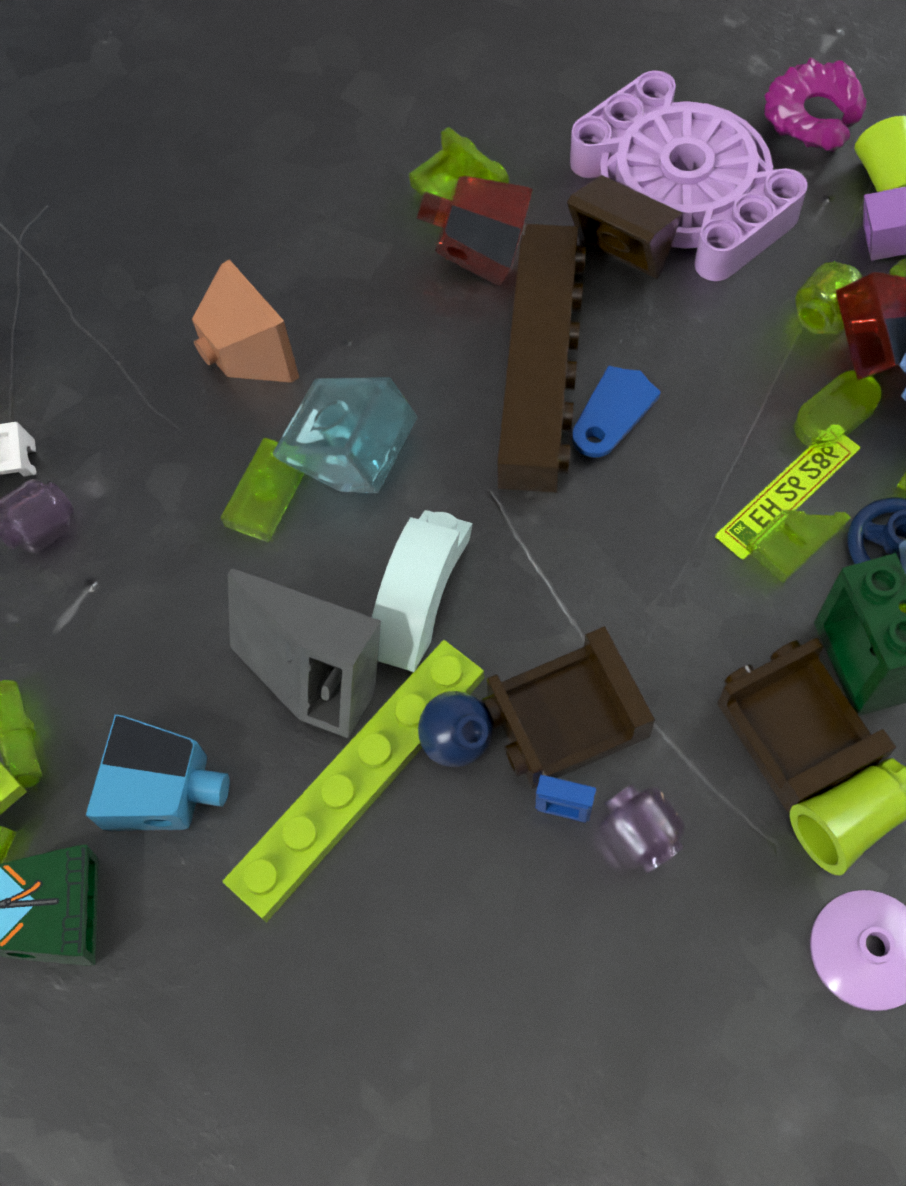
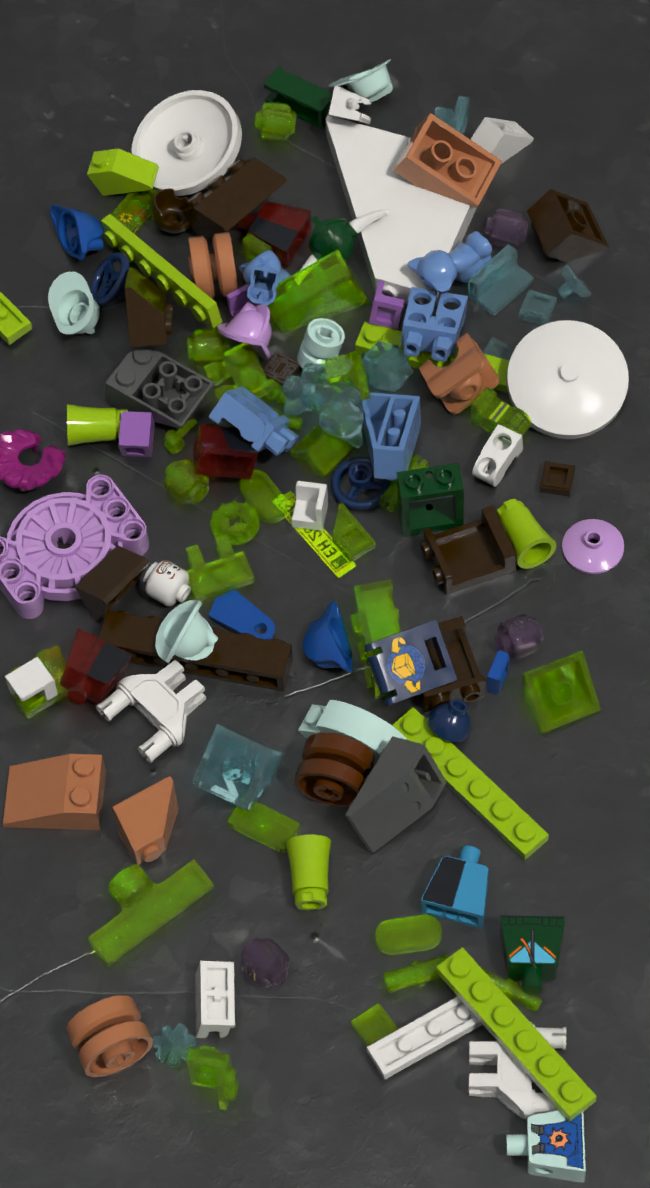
camera: 85 degrees left, 5 degrees down
(83, 712) = (408, 934): none -> clear neon green tile
(125, 357) = (146, 907): none -> clear neon green plate
(177, 552) = (309, 870): none -> lime plant
(294, 237) = (56, 793): none -> nougat slope
(337, 552) = (333, 769): none -> reddish brown wheel
(442, 327) = (158, 703): none -> white connector
(445, 154) = (30, 680): none -> white panel
(535, 315) = (185, 634): none -> light aqua helmet
(536, 633) = (406, 663): none -> dark blue container
(536, 913) = (560, 692): none -> clear neon green slope
(584, 532) = (328, 640): none -> blue hat
(620, 587) = (373, 620): none -> clear neon green wedge
(645, 298) = (167, 583): none -> white head
(676, 368) = (220, 575): none -> clear neon green plate
(759, 373) = (238, 532): none -> clear neon green gear
(828, 473) = (310, 505): none -> white panel

